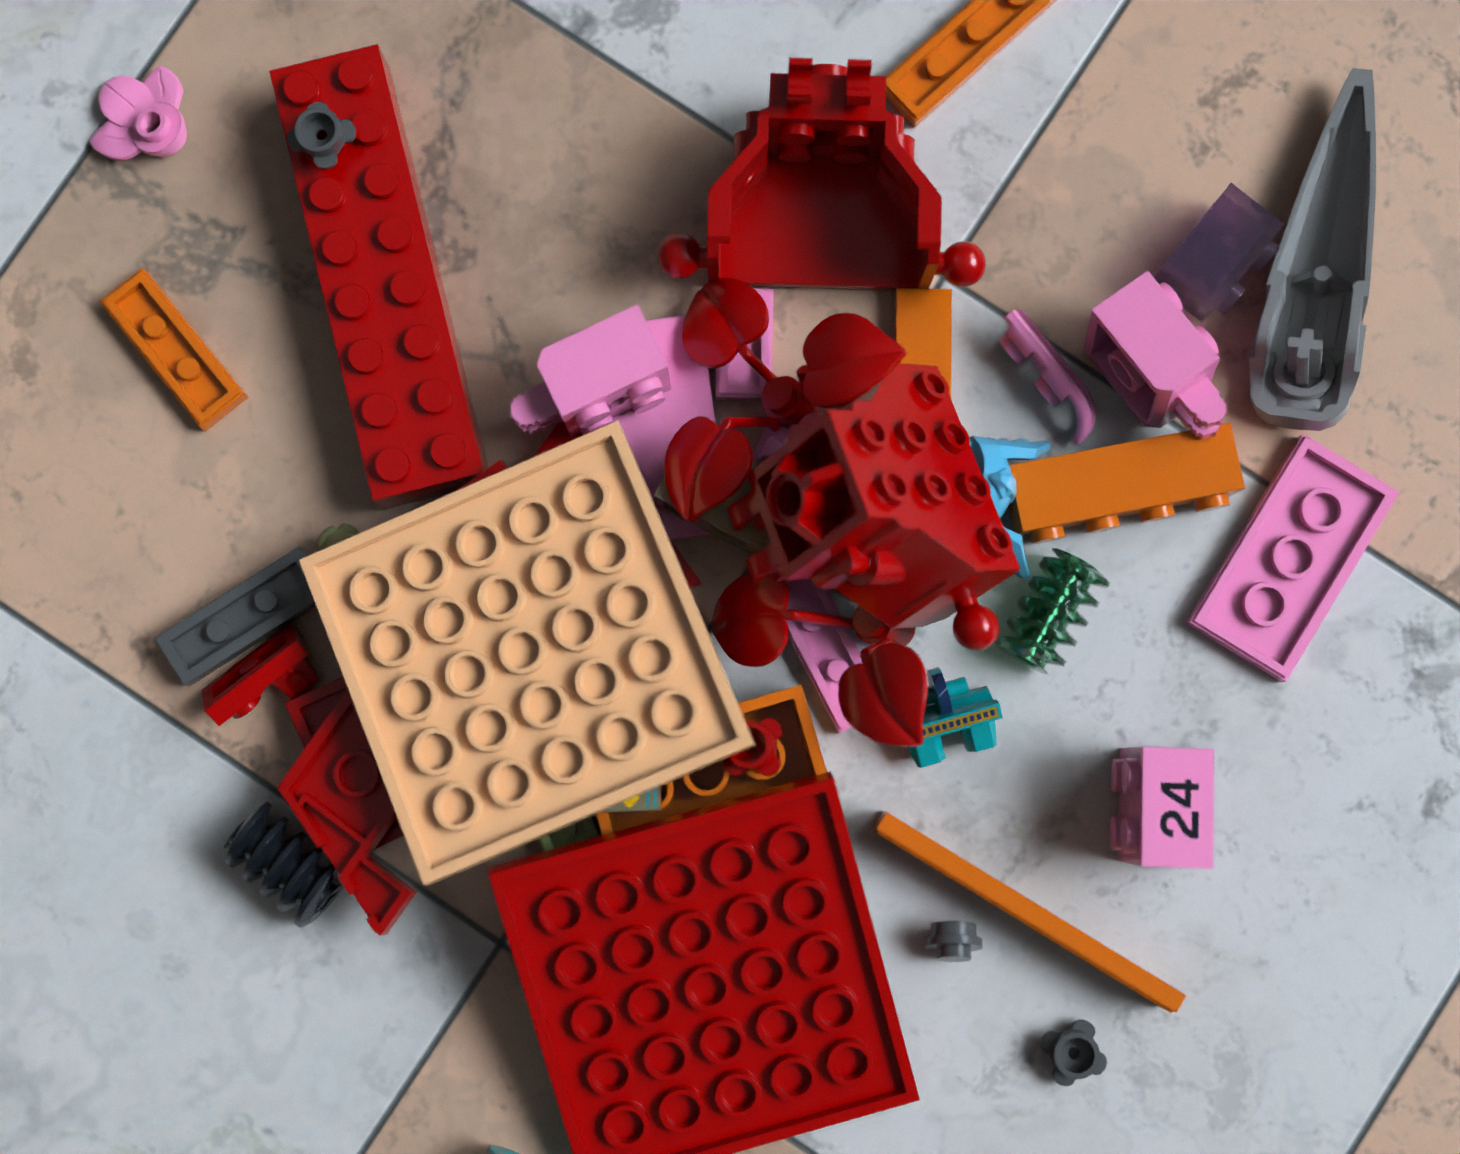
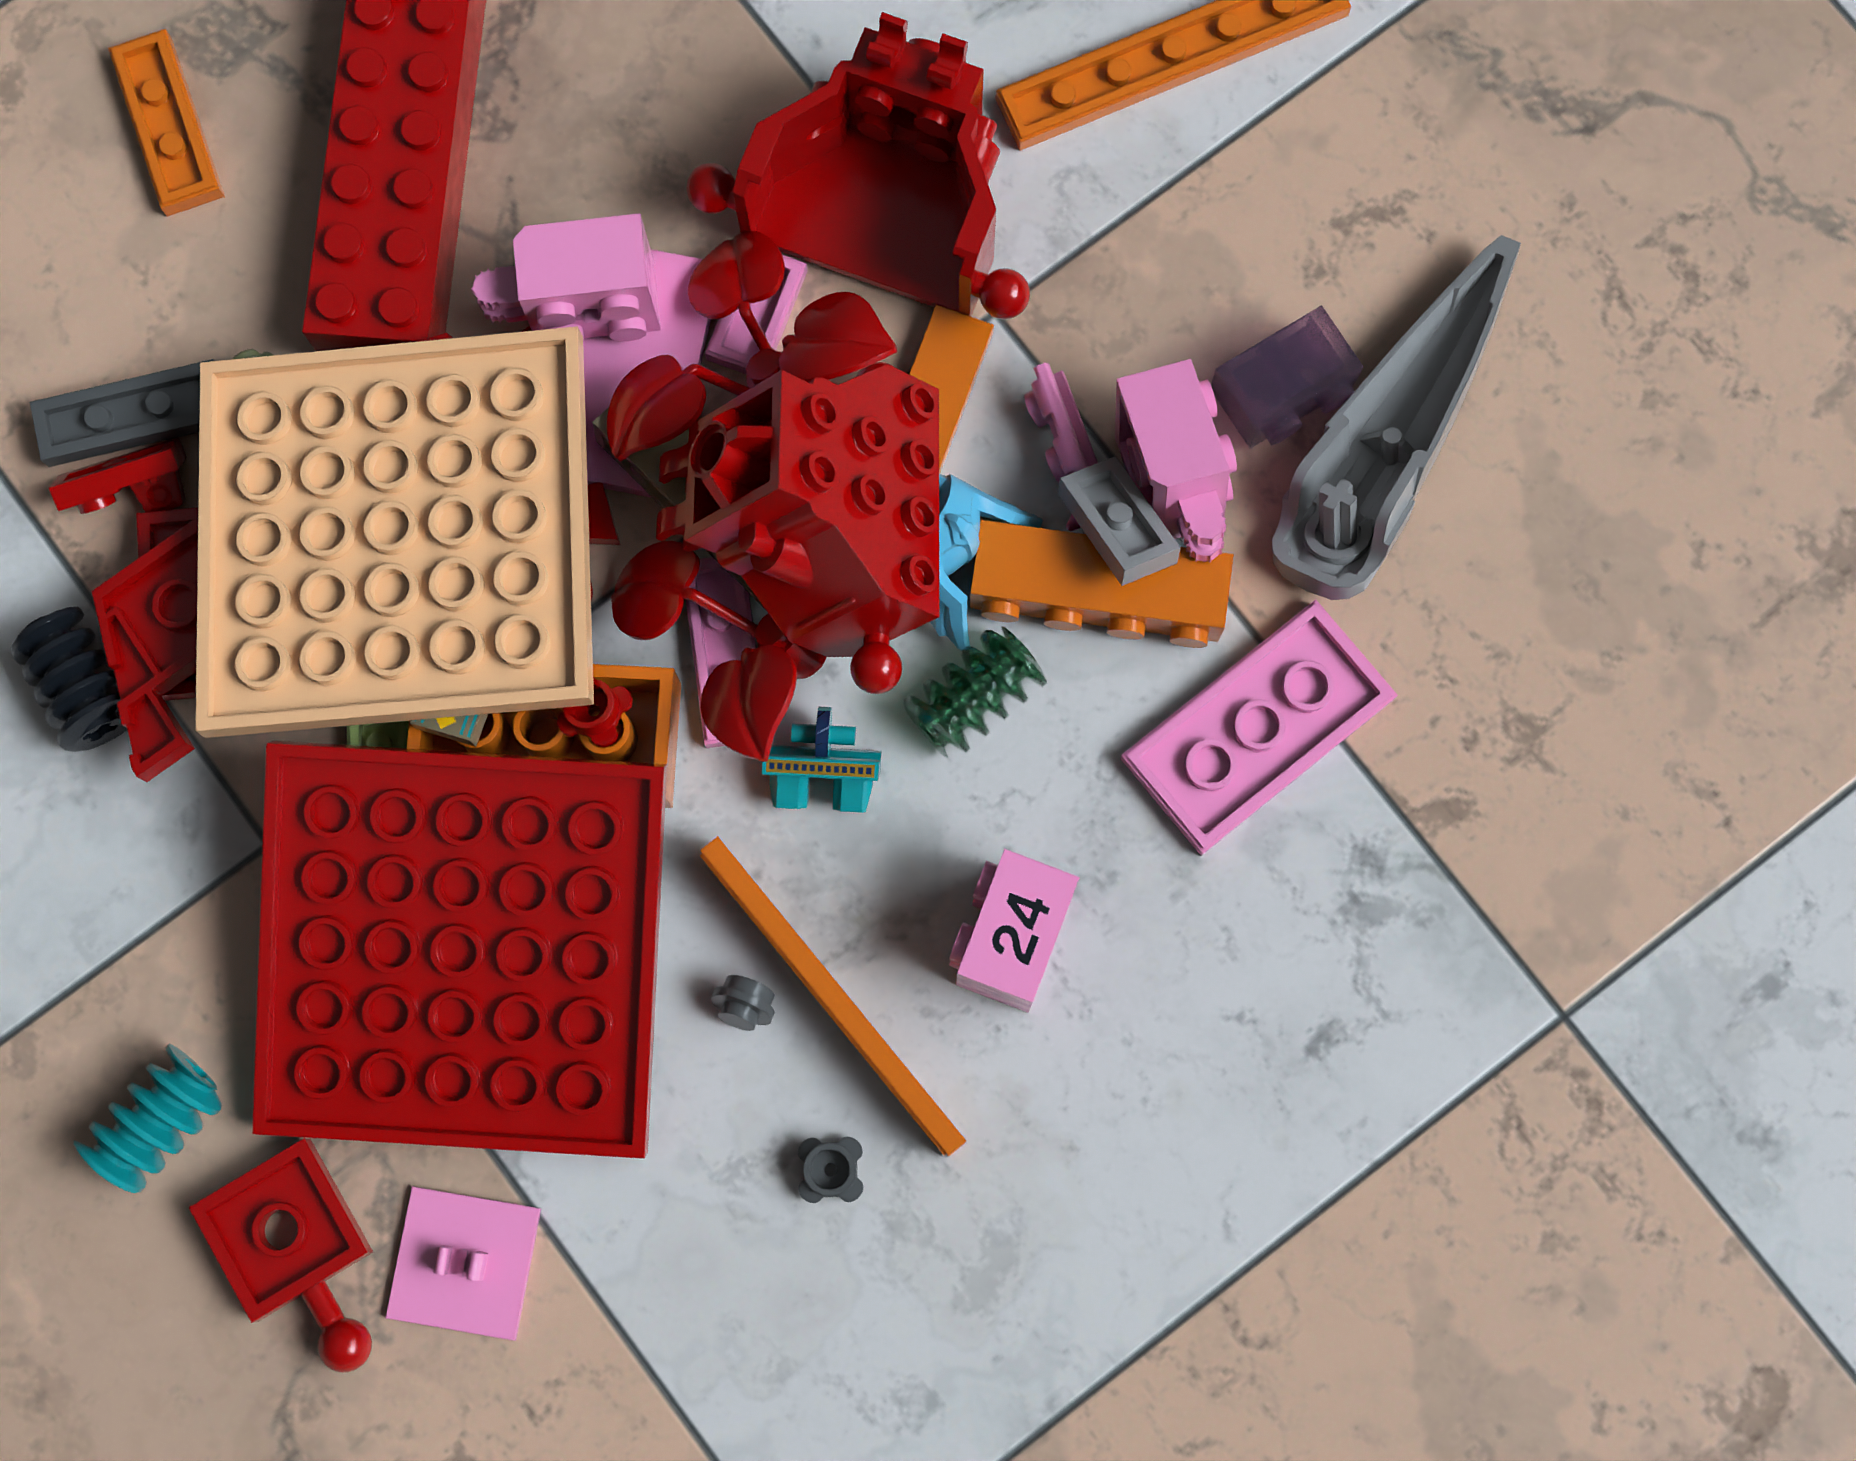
camera: 20 degrees right, 5 degrees down
(1129, 428) = (1118, 520): none -> light grey plate

